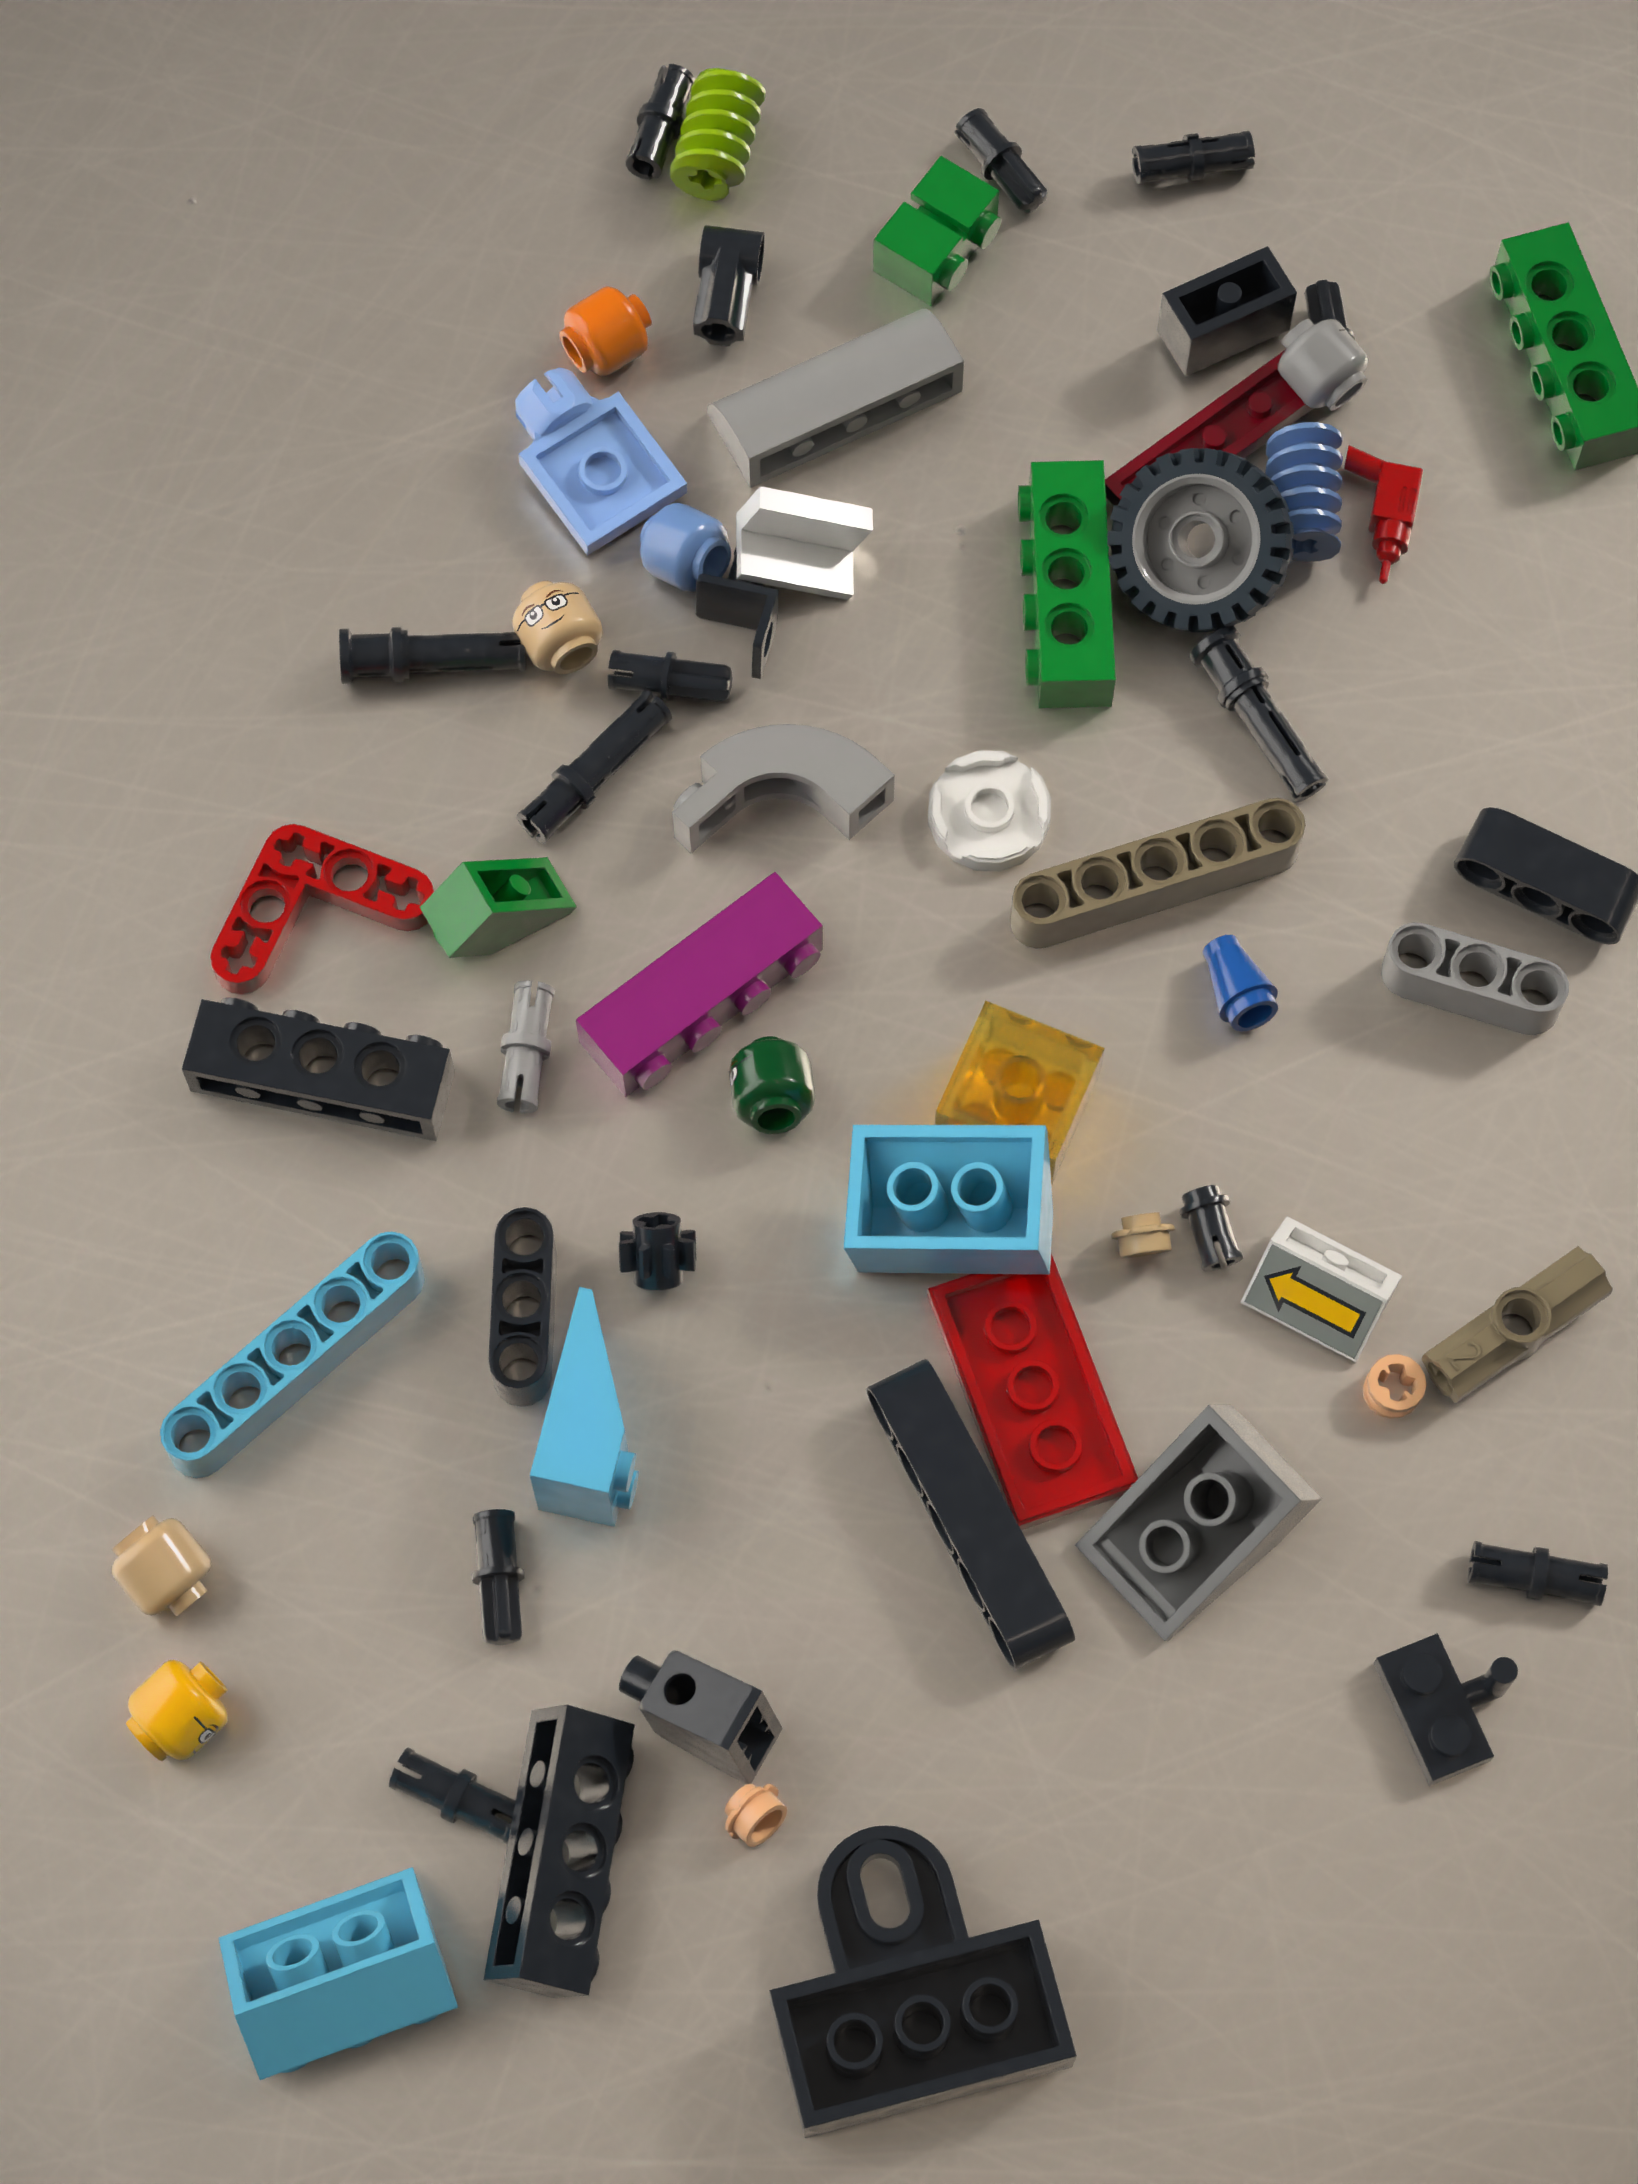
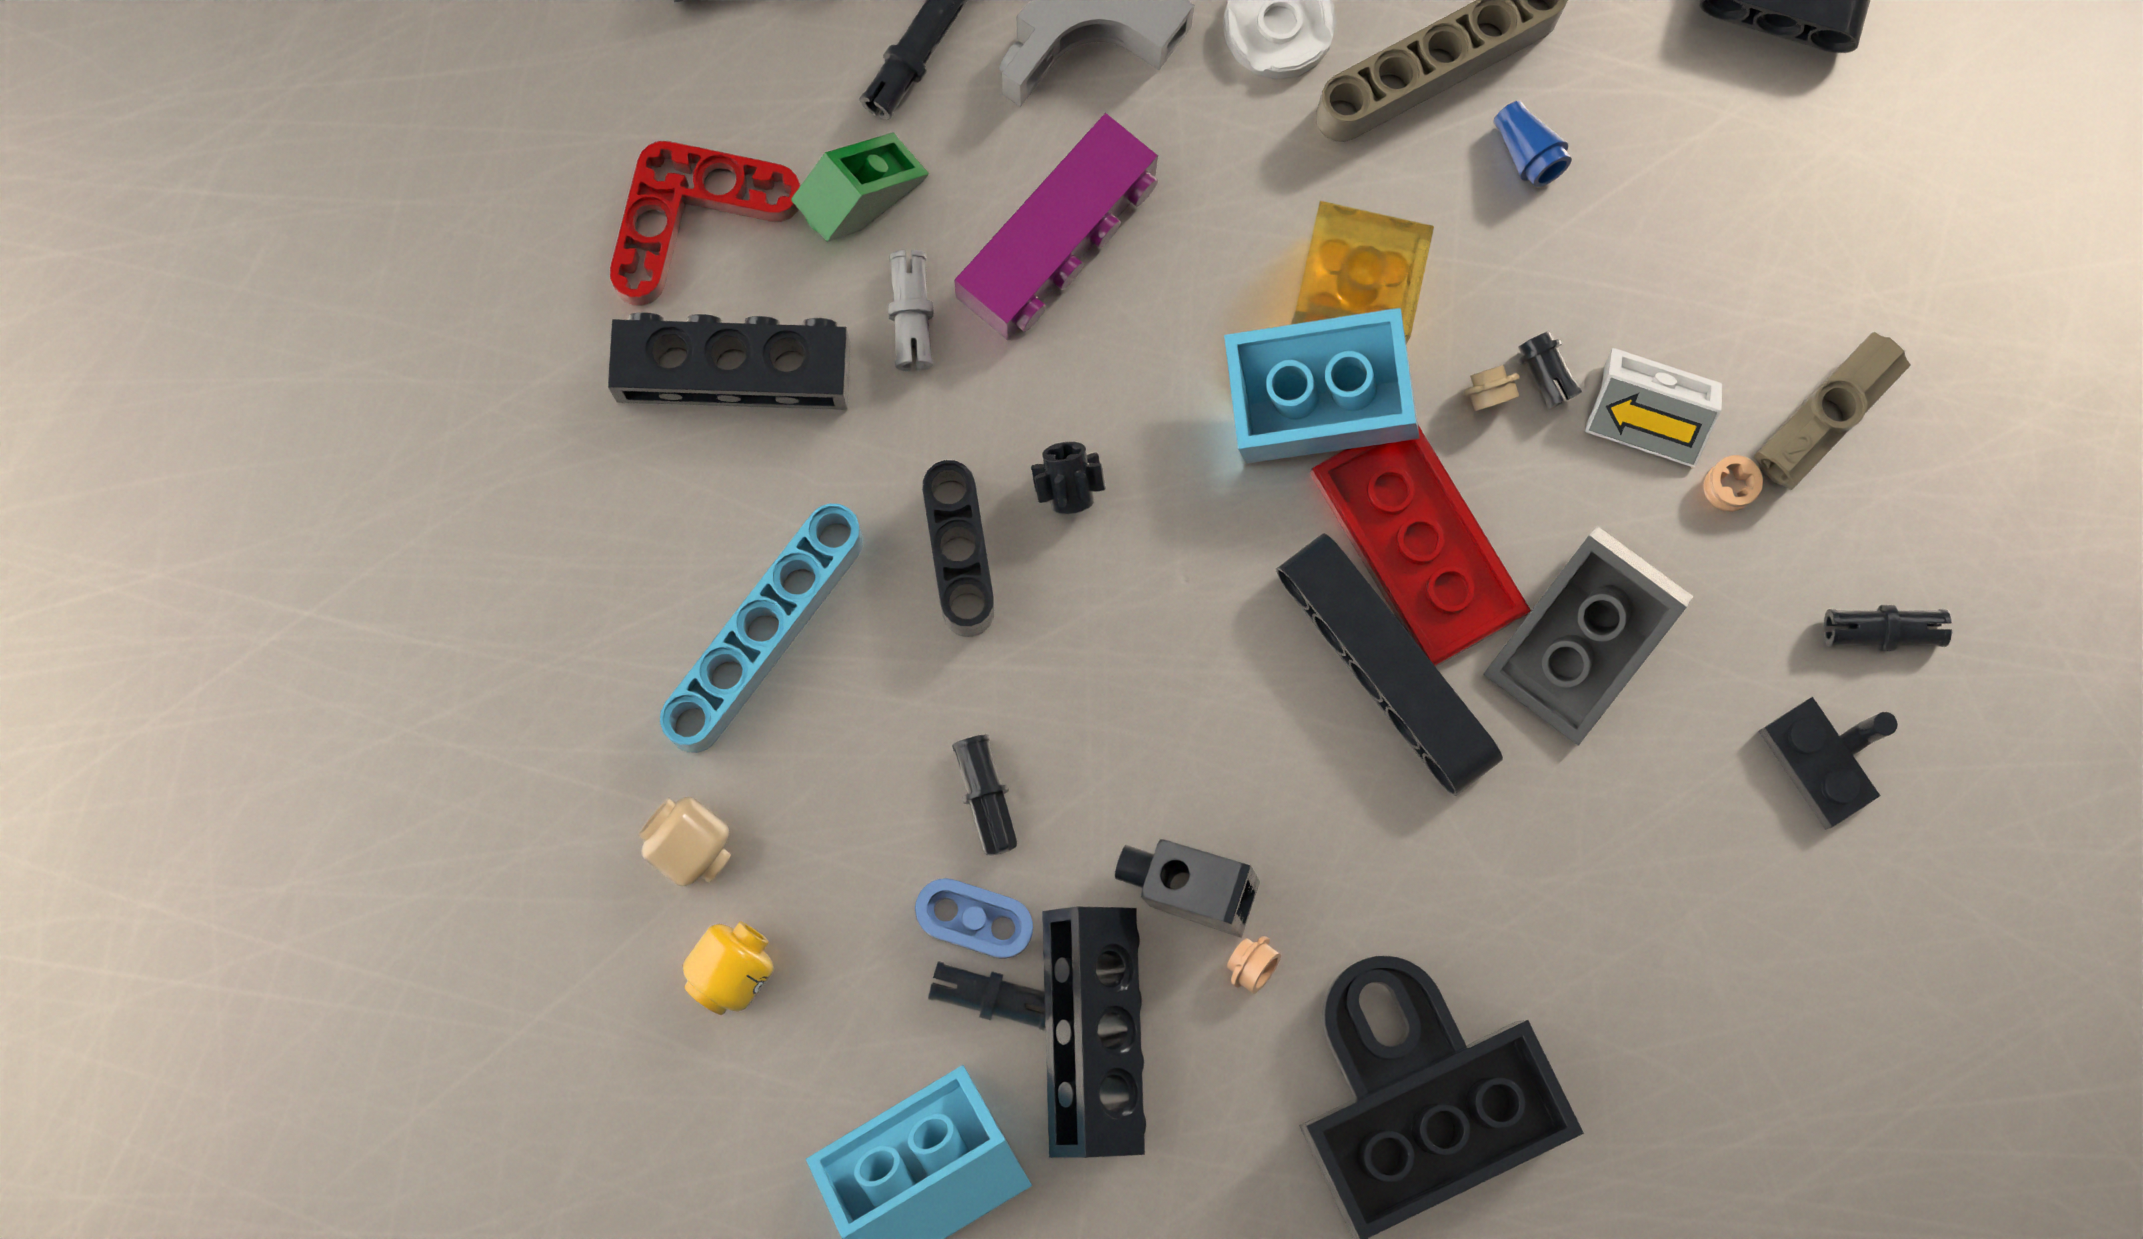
camera: 15 degrees left, 10 degrees up
(459, 1709) = (974, 918): none -> medium blue plate
(583, 1448) = (1043, 656): medium azure slope -> none
(772, 1085) = (1138, 308): dark green head -> none
(1503, 968) = (1760, 91): light grey beam -> none

